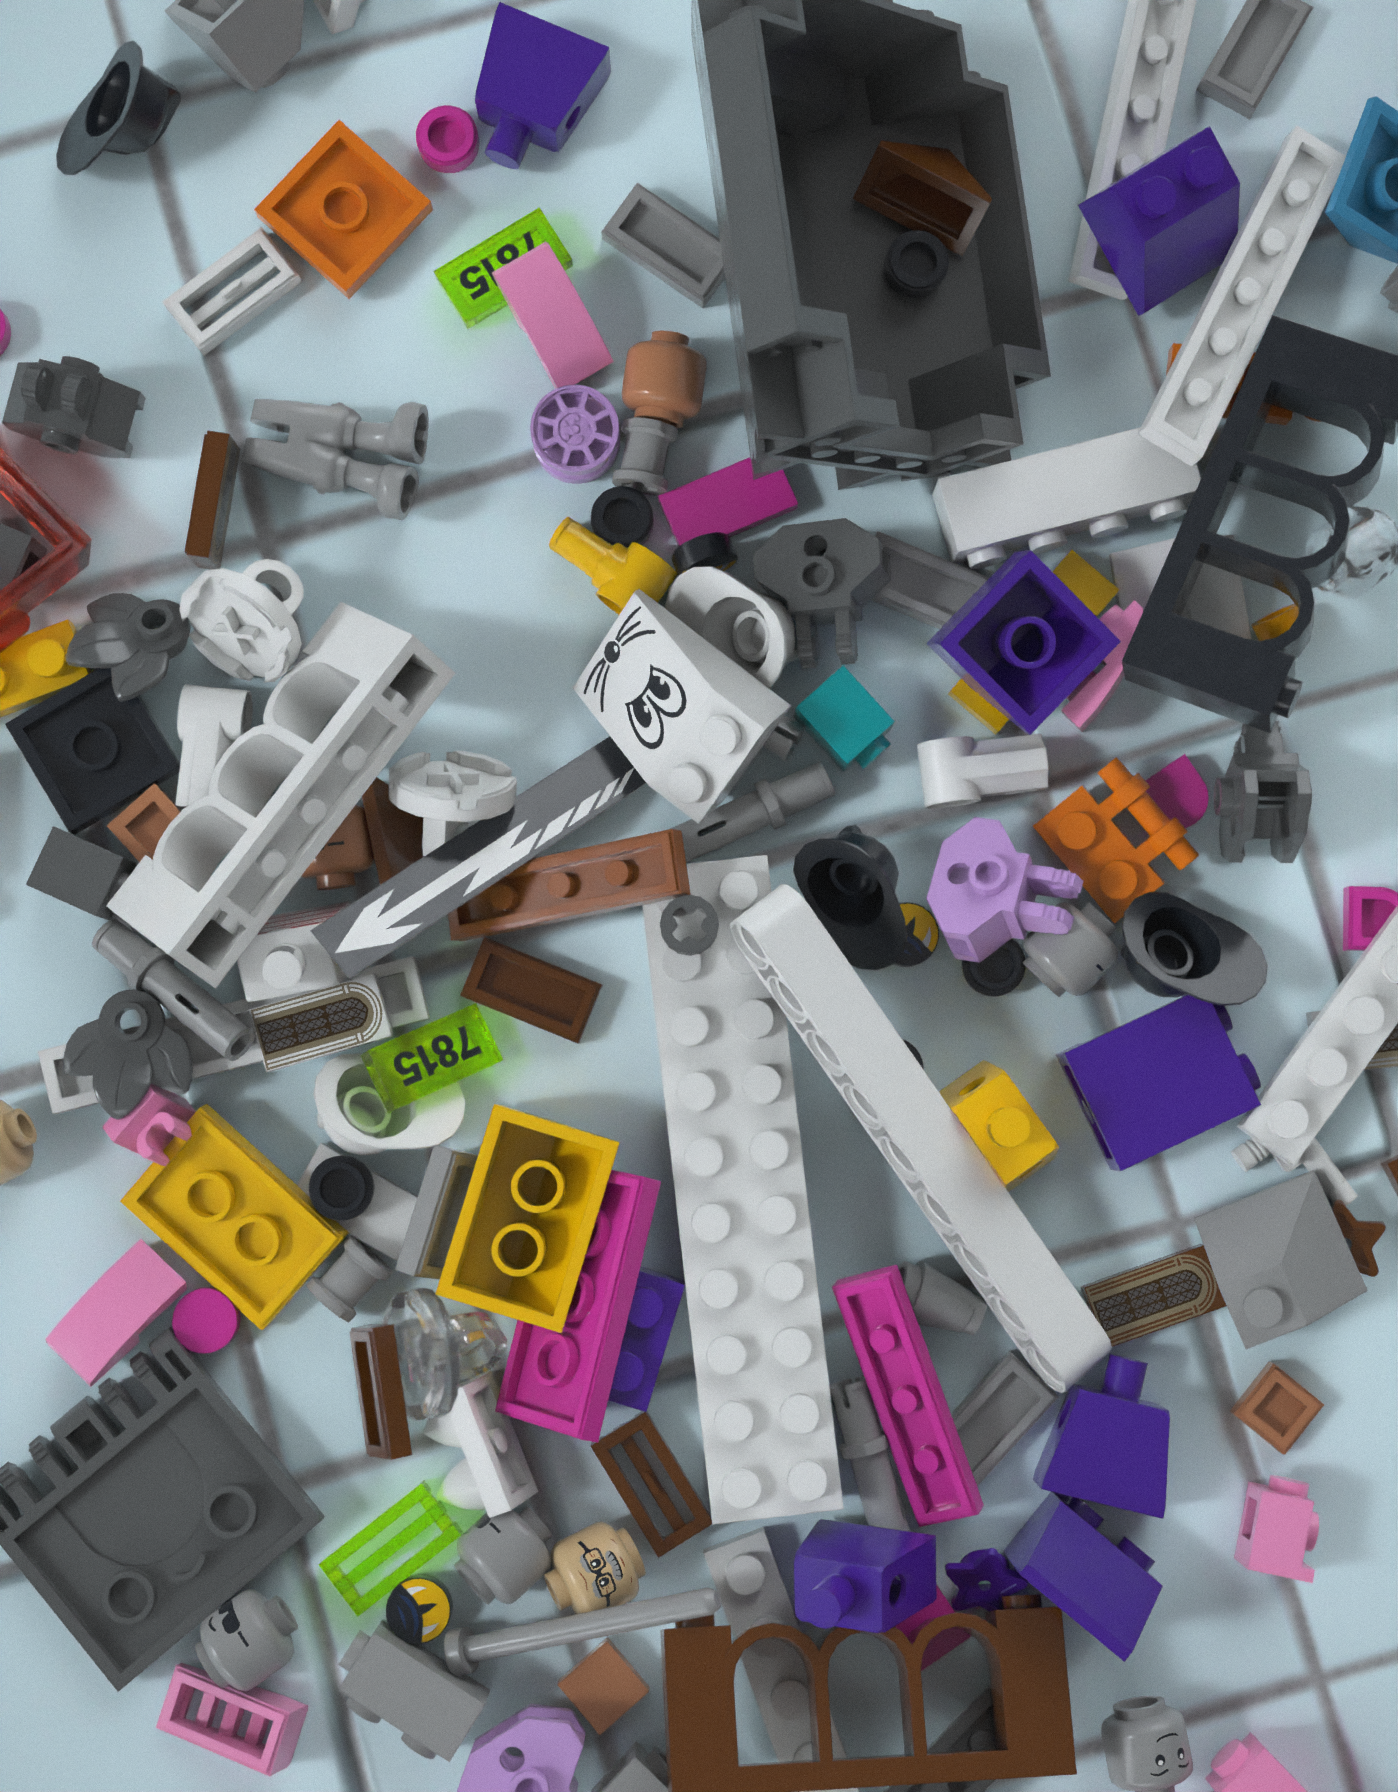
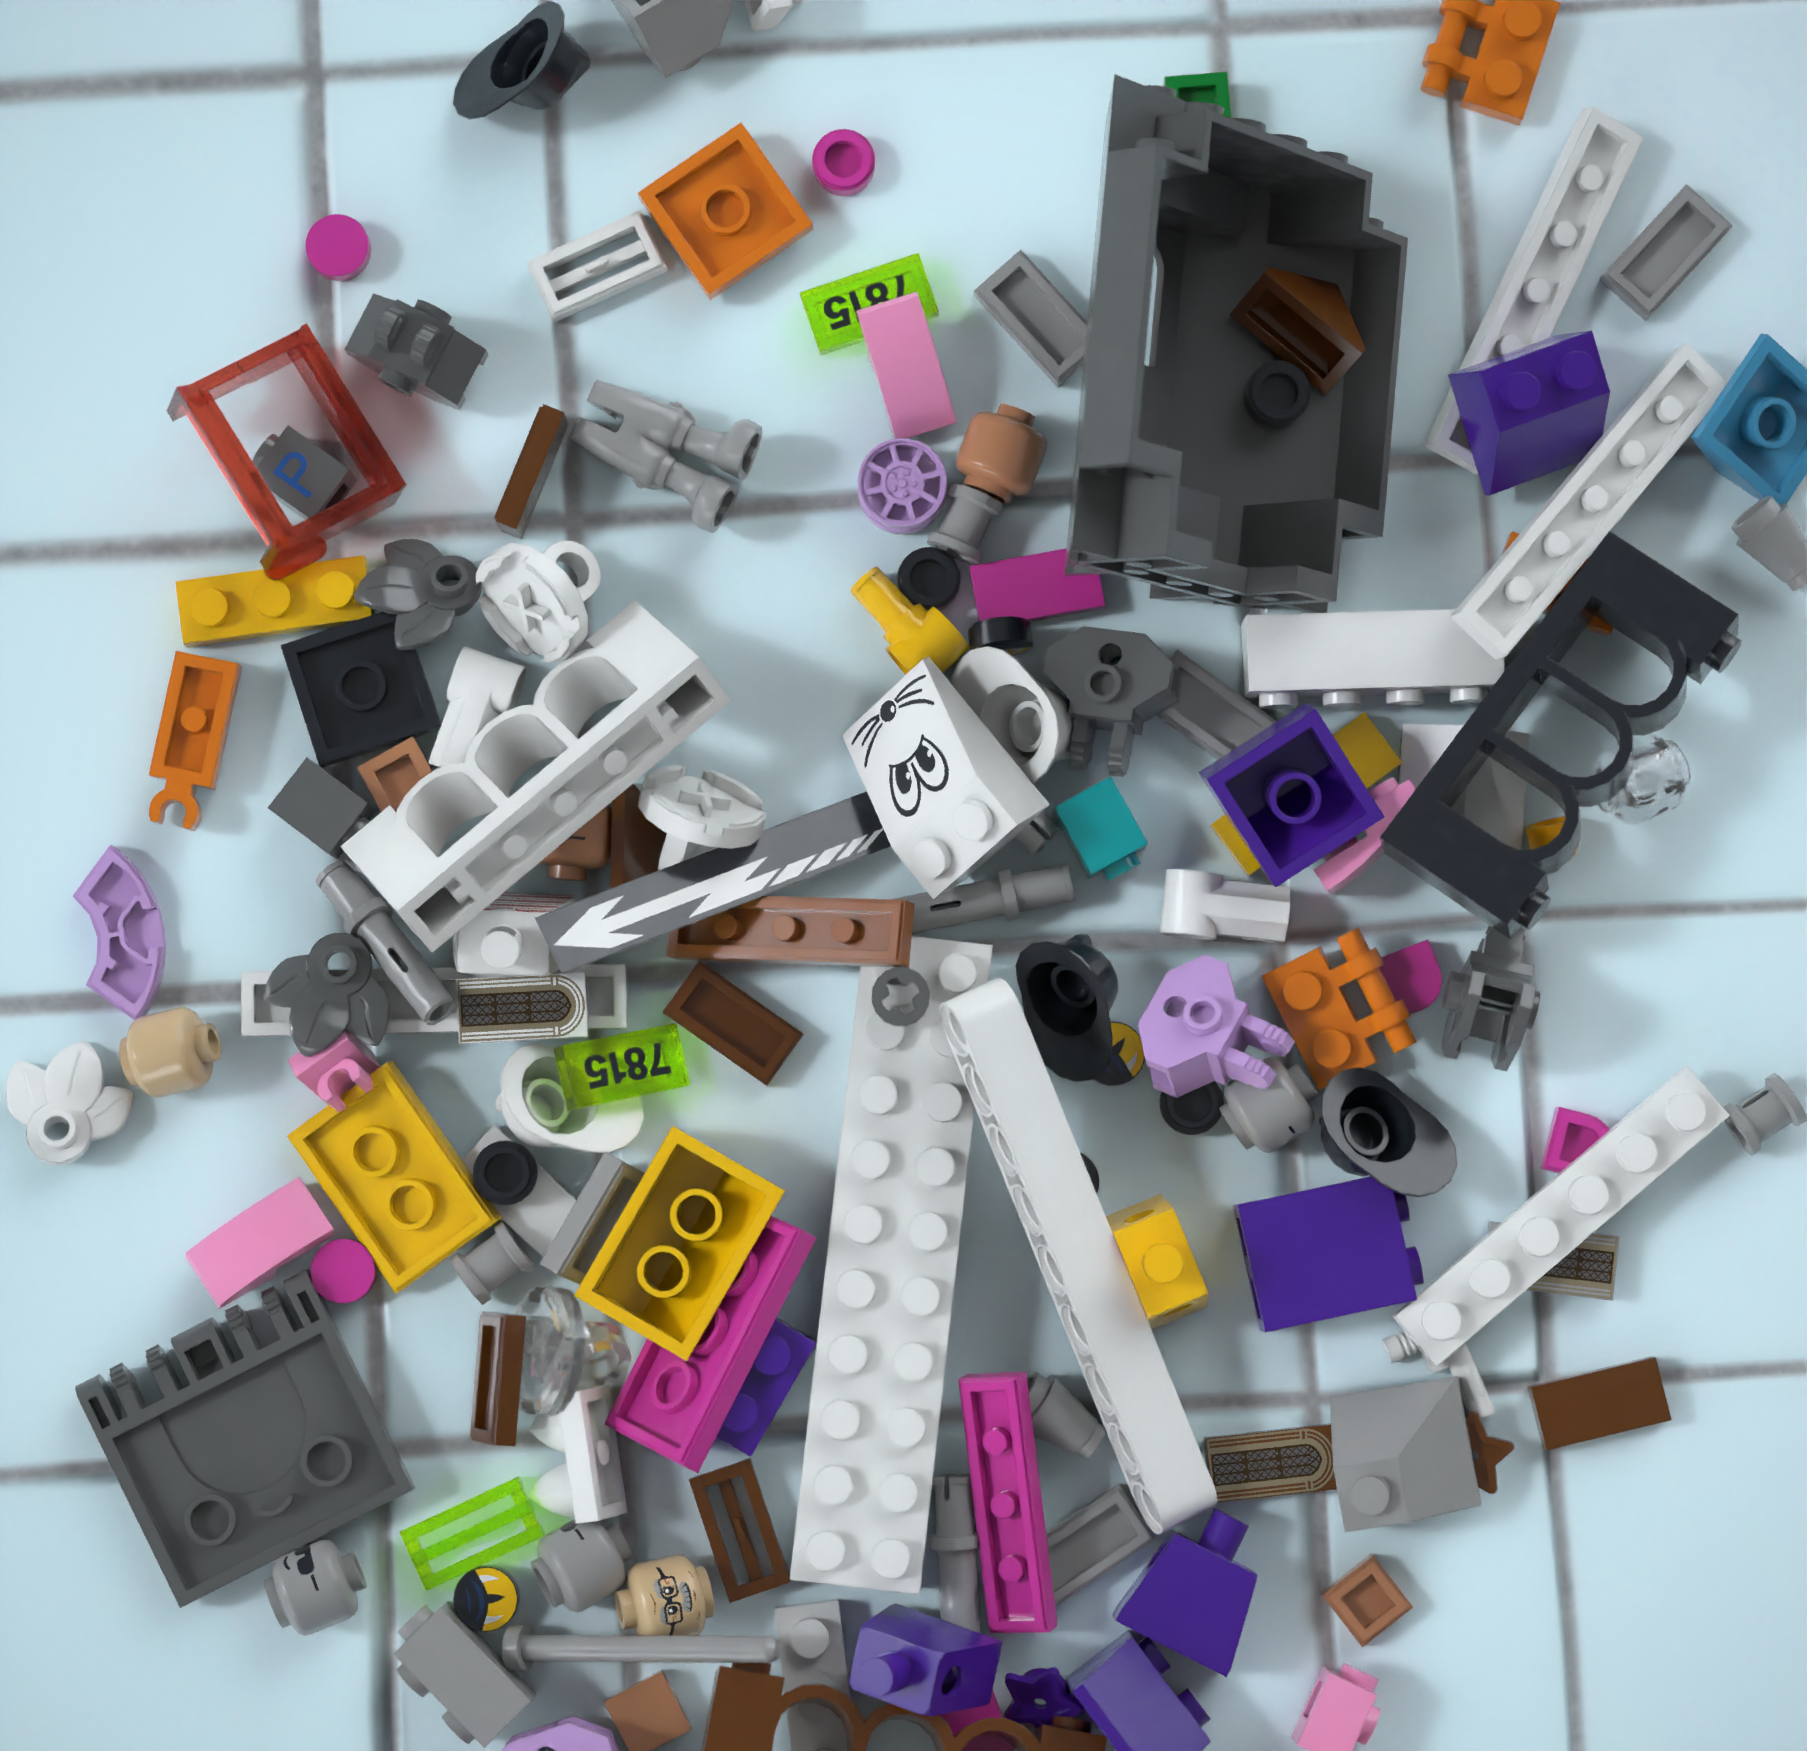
camera: 15 degrees right, 0 degrees up
(249, 1751) = (328, 1688): bright pink slope -> none
(535, 84) = (942, 130): dark purple torso -> none

